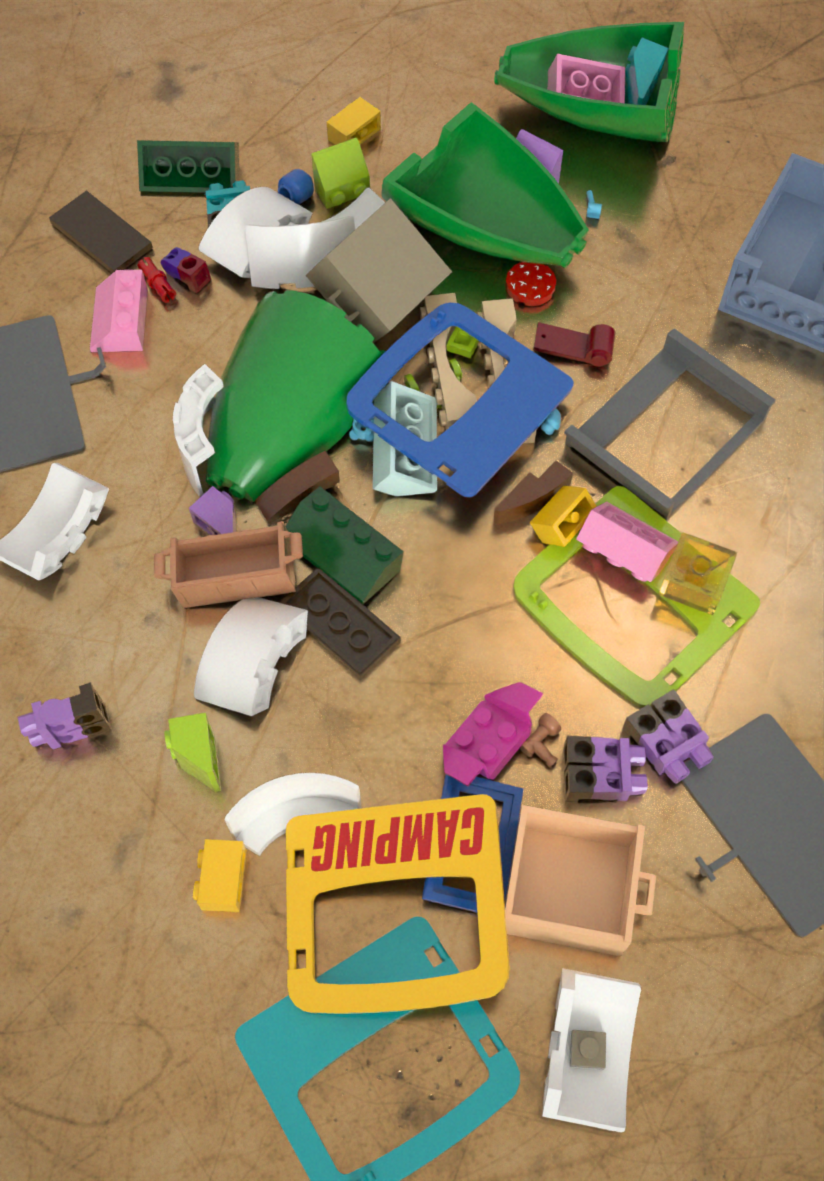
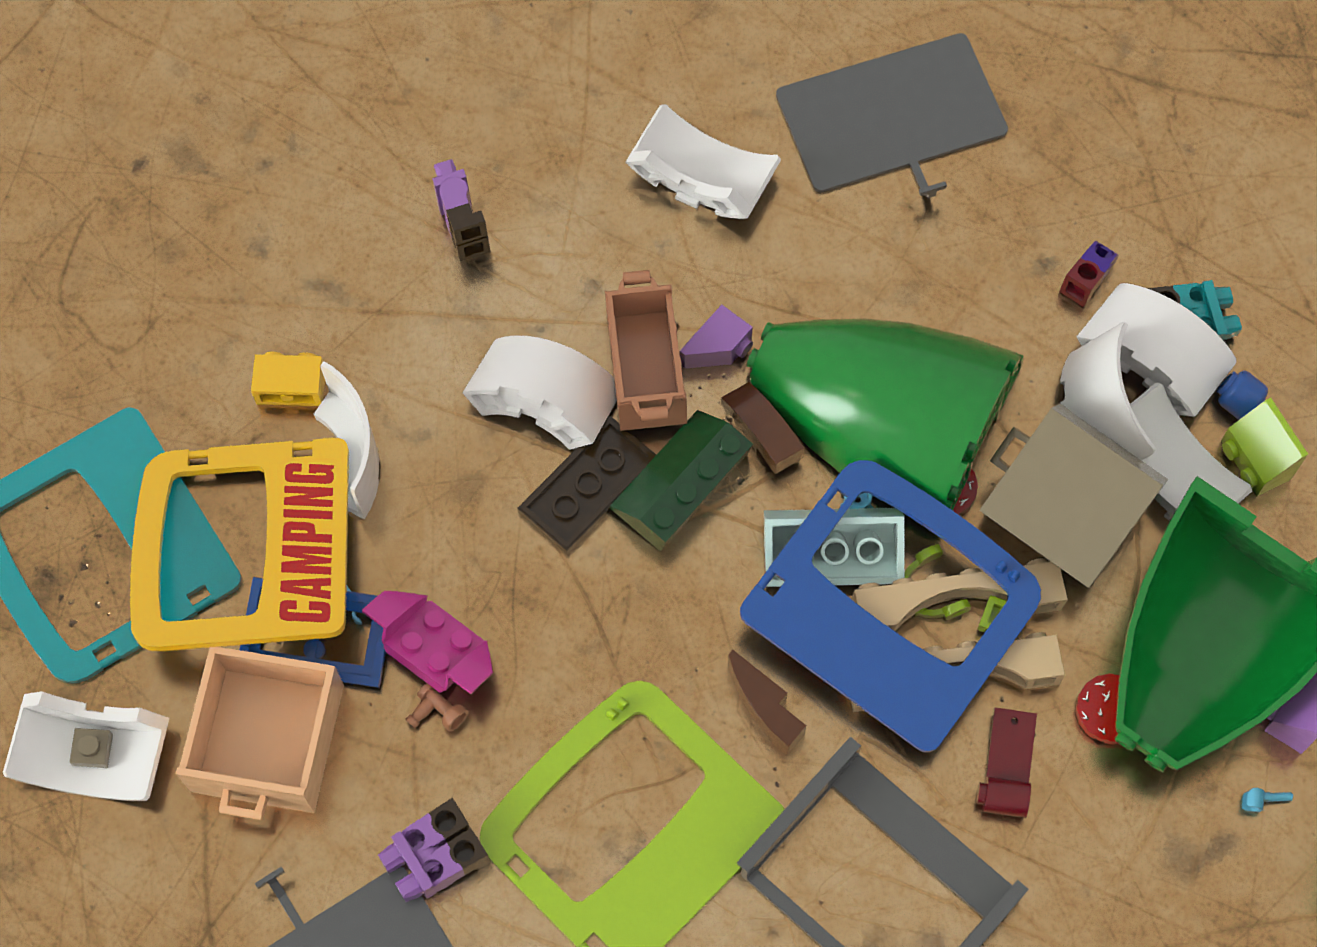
camera: 90 degrees right, 5 degrees up
(100, 232) = (1144, 169): dark brown tile -> none
(120, 312) = (1012, 206): bright pink slope -> none
(157, 279) = (1071, 241): red pin -> none
(186, 165) = (1267, 259): dark green slope -> none
(188, 421) = (826, 286): white panel -> none
(194, 747) = (417, 339): lime slope -> none
(552, 422) = (879, 732): medium azure arm -> none
(563, 515) = (728, 736): yellow brick -> none
(602, 768) = (395, 785): medium lavender hips -> none
(626, 541) = (696, 815): bright pink slope -> none
(698, 573) = (643, 893): clear yellow slope -> none

